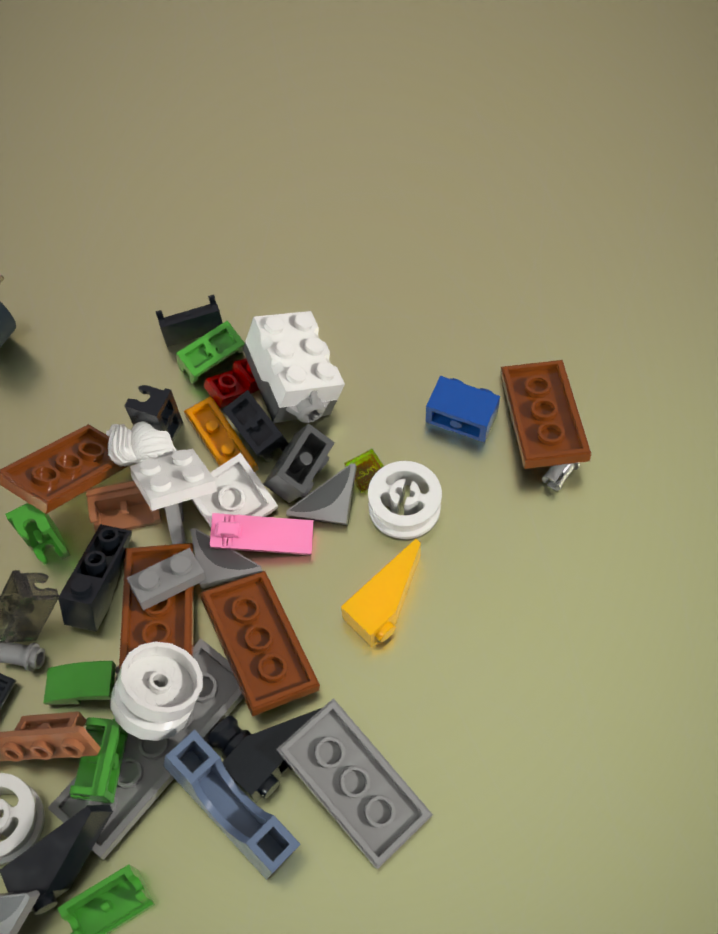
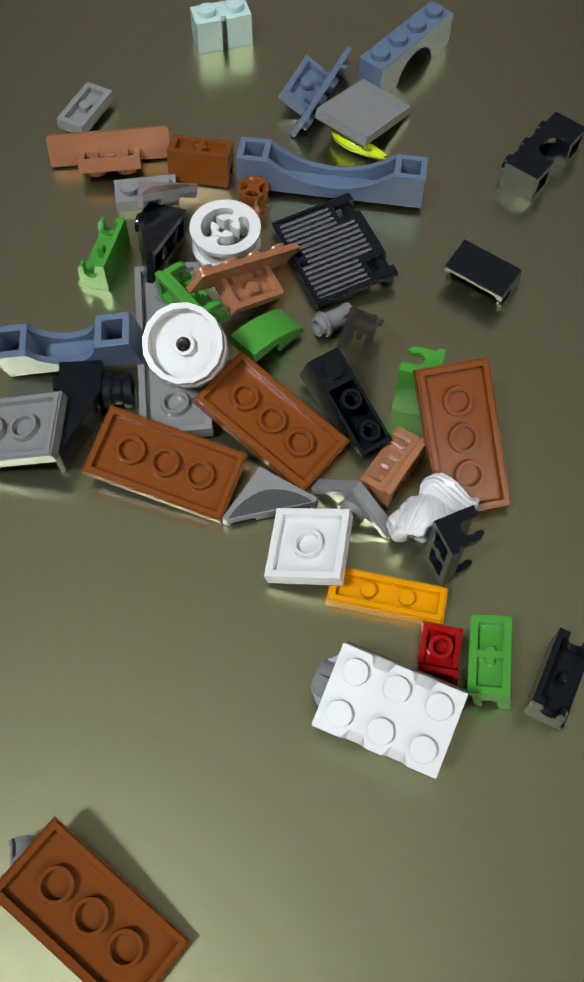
camera: 130 degrees right, 0 degrees up
(166, 578) = (283, 437): light grey plate -> none
(172, 479) = (362, 497): white plate -> none
(255, 426) = (364, 623): black hinge -> none
(261, 534) = (250, 540): bright pink hinge -> none
(299, 464) = (281, 623): dark grey brick -> none
(329, 501) = (226, 624): tile -> none
(367, 466) = (224, 689): clear neon green tile -> none
(379, 602) = (93, 571): yellow slope -> none
(420, 509) = (127, 698): white wheel -> none
(462, 408) = (183, 839): blue brick -> none

